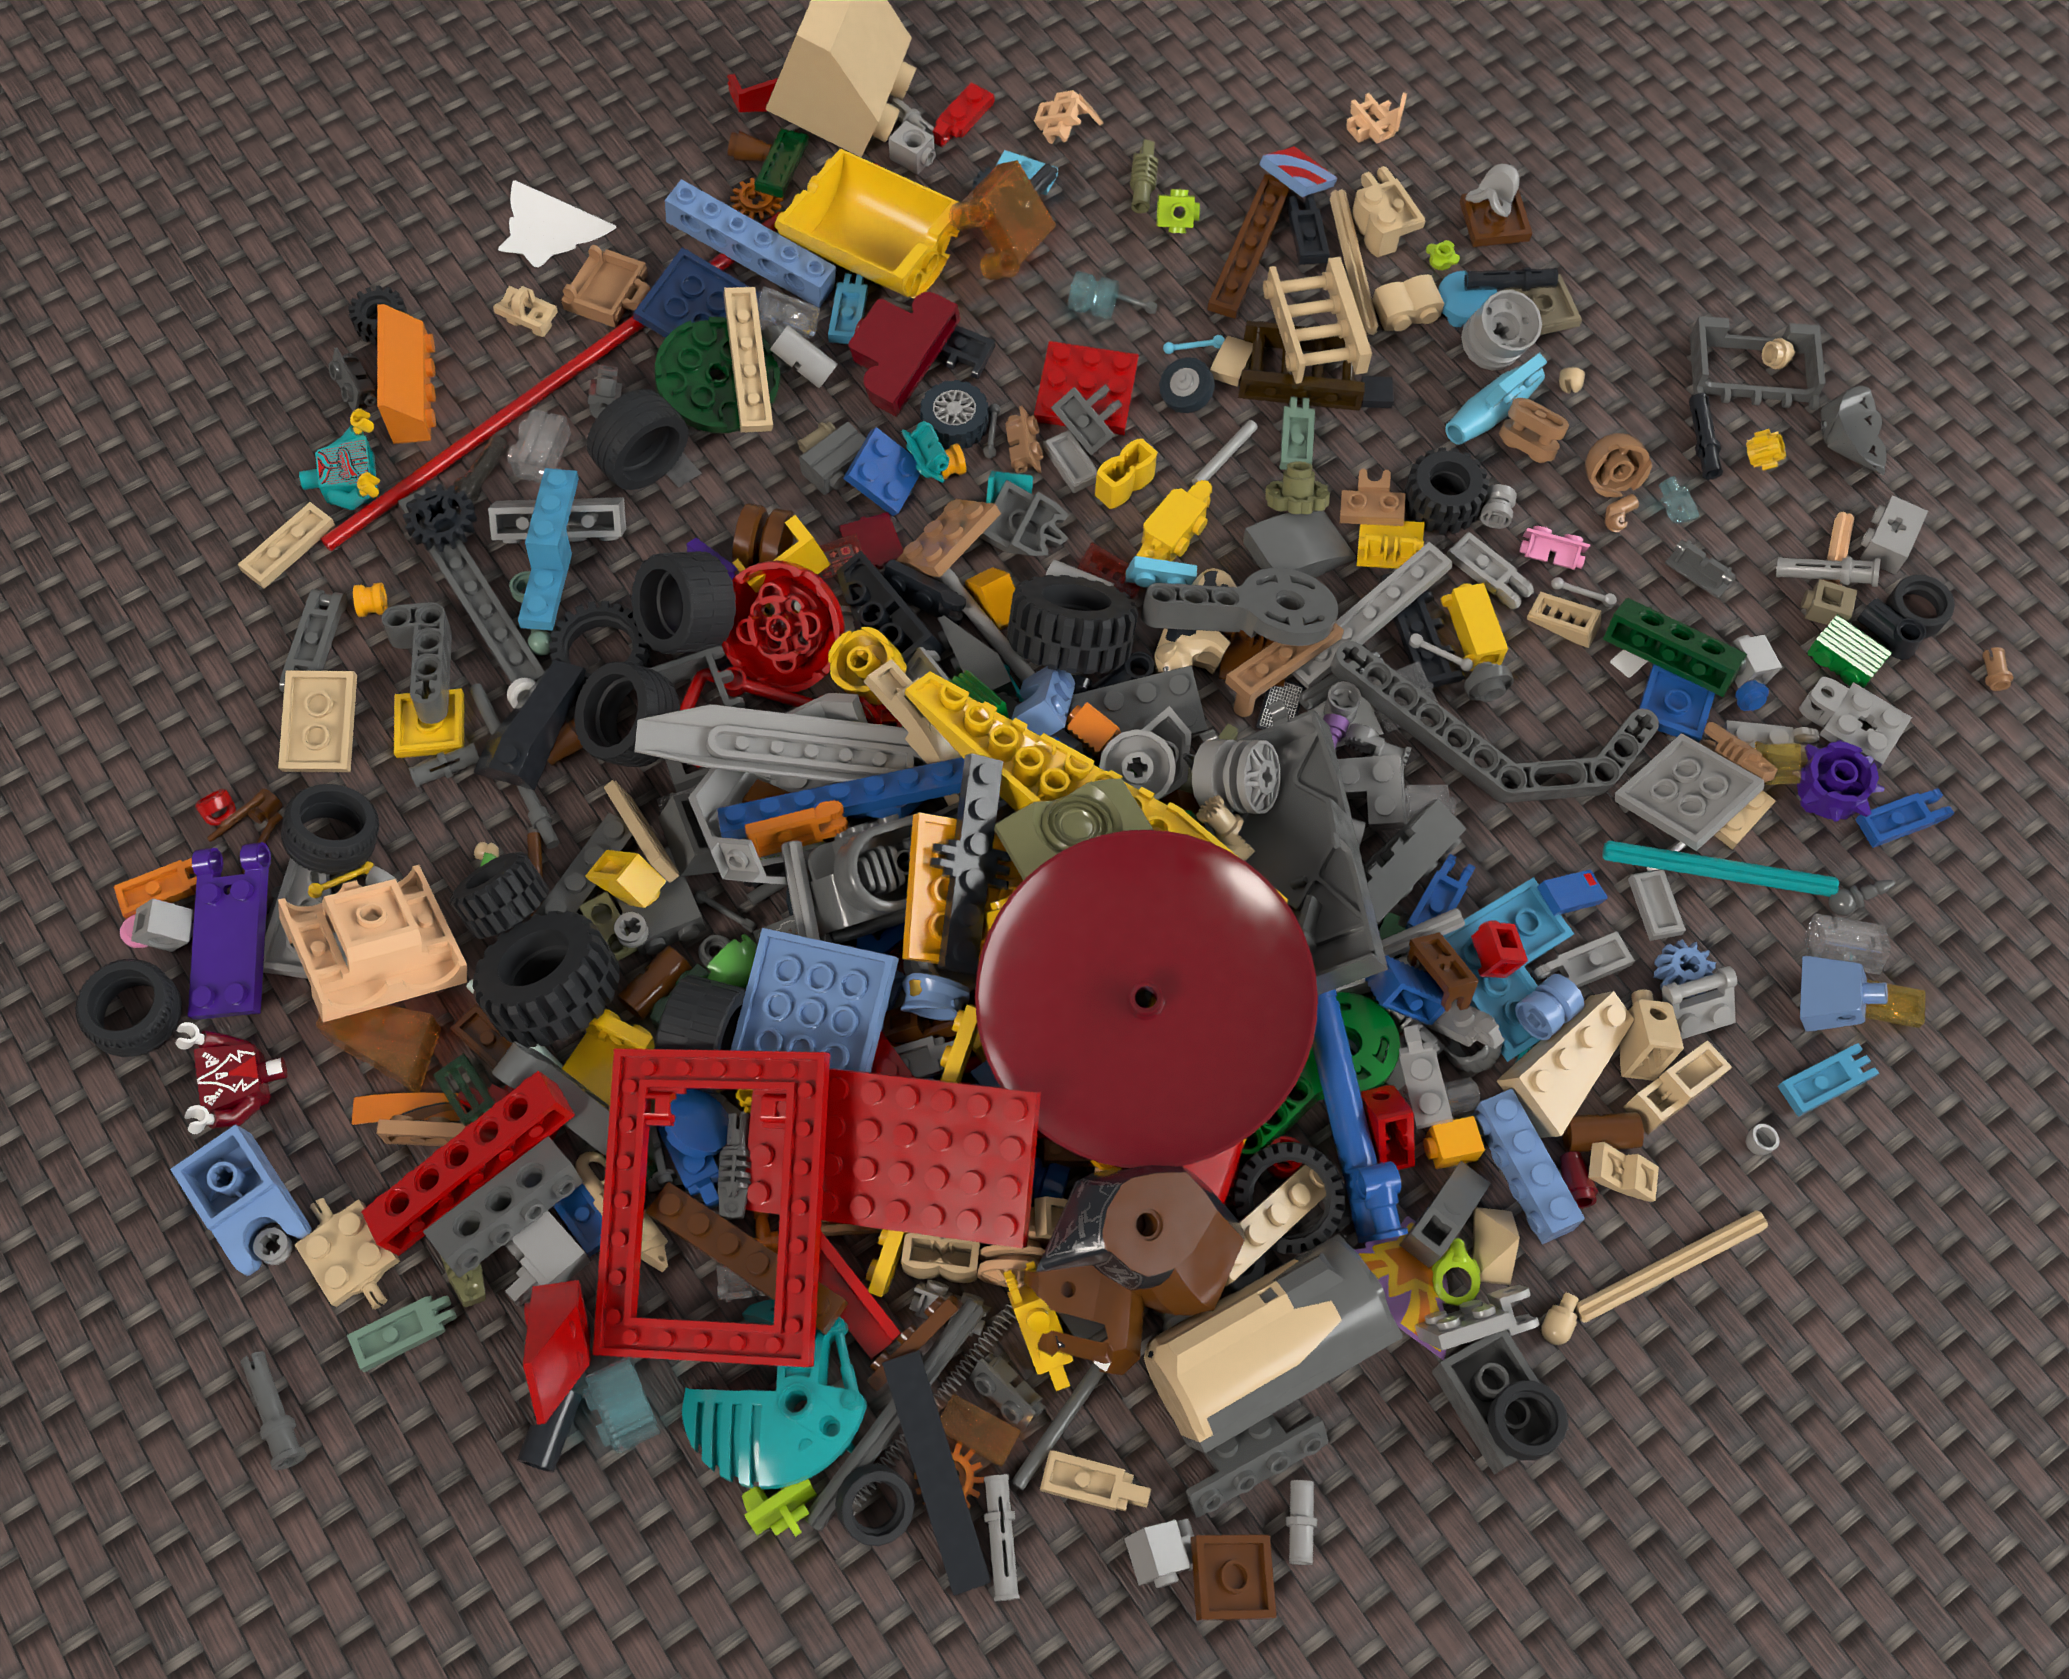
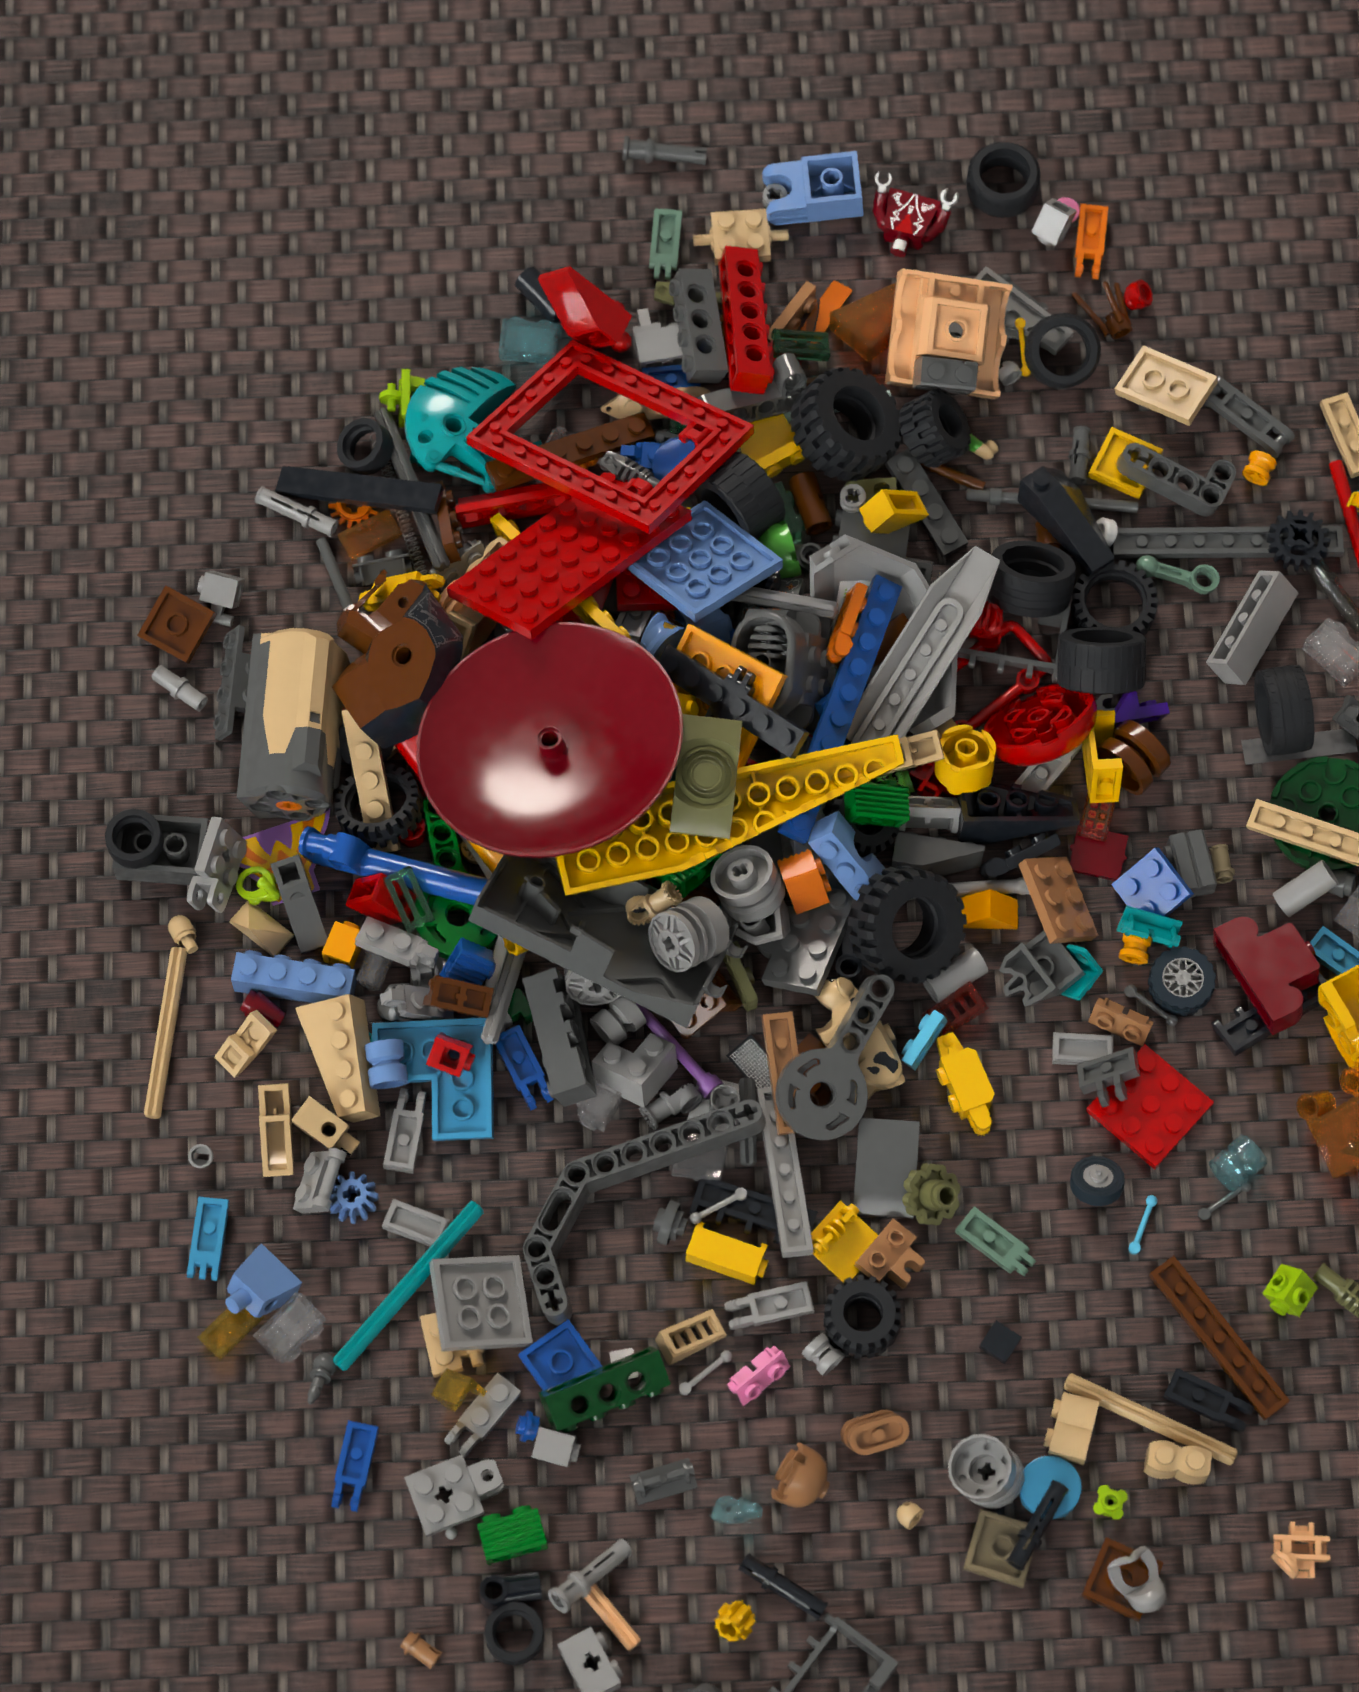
camera: 125 degrees right, 5 degrees up
(228, 934) = (1021, 258): dark purple hinge -> none
(432, 907) = (945, 374): none -> dark grey brick
(548, 549) = (1217, 598): dark azure bracket -> none
(641, 831) = (923, 540): tan tile -> none
(1092, 1482) = (290, 581): tan hinge -> none
(1125, 473) = (1037, 1076): yellow brick -> none
(1226, 452) = (1015, 1175): light grey bar -> none
(1231, 359) = (1104, 1241): tan slope -> none
(1281, 386) = (1050, 1265): dark brown fence -> none
(1298, 171) = (1274, 1431): medium blue tile -> none
(1340, 303) = (1062, 1332): tan fence -> none
(1385, 1071) = (419, 921): none -> clear green tile
(1398, 199) = (1194, 1499): tan hinge -> none
(1493, 401) = (926, 1427): medium azure plate -> none
(1572, 892) = (462, 1160): blue tile -> none
(1615, 1129) = (280, 1050): reddish brown pin -> none
(1616, 512) = (759, 1453): medium nougat arm -> none
(1738, 752) = (483, 1362): medium nougat hinge -> none
(1827, 601) = (550, 1553): dark tan brick -> none
(1837, 781) = (416, 1443): dark purple brick -> none

